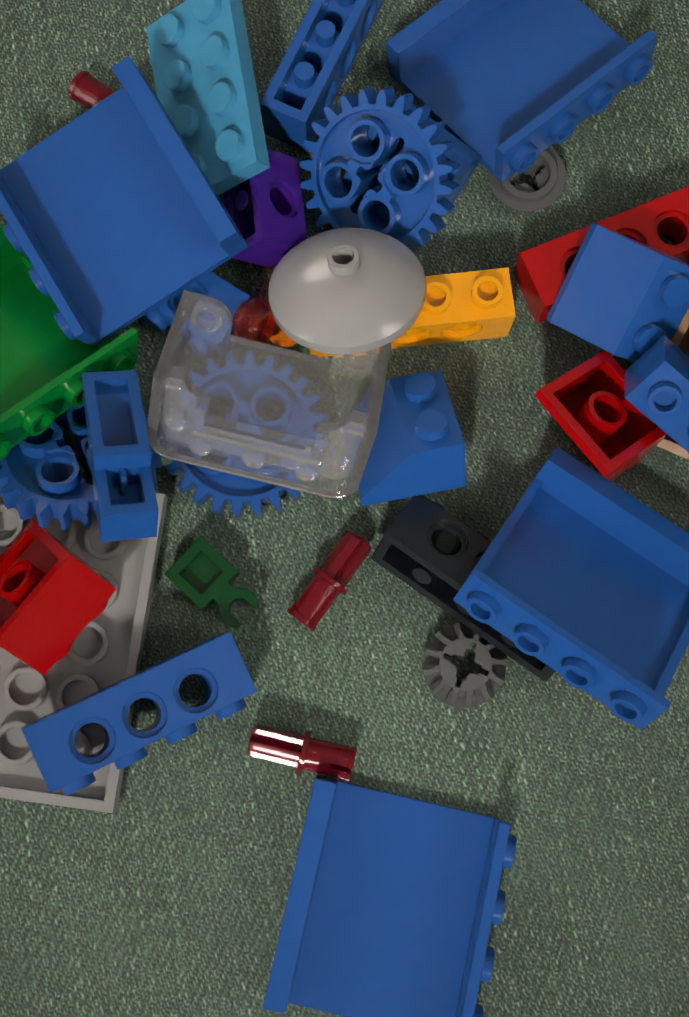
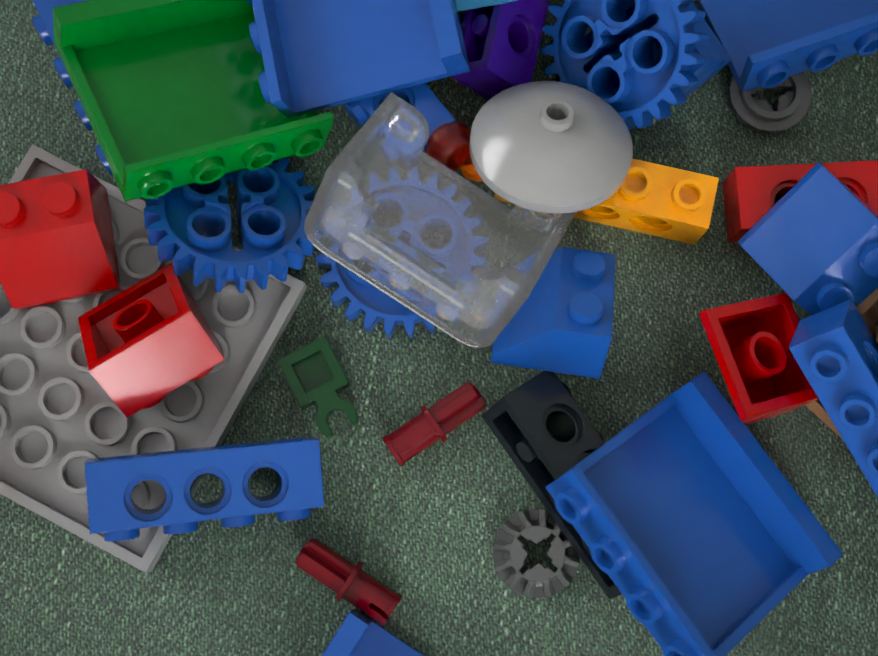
camera: 20 degrees right, 0 degrees up
(119, 456) = (272, 232): blue slope -> none

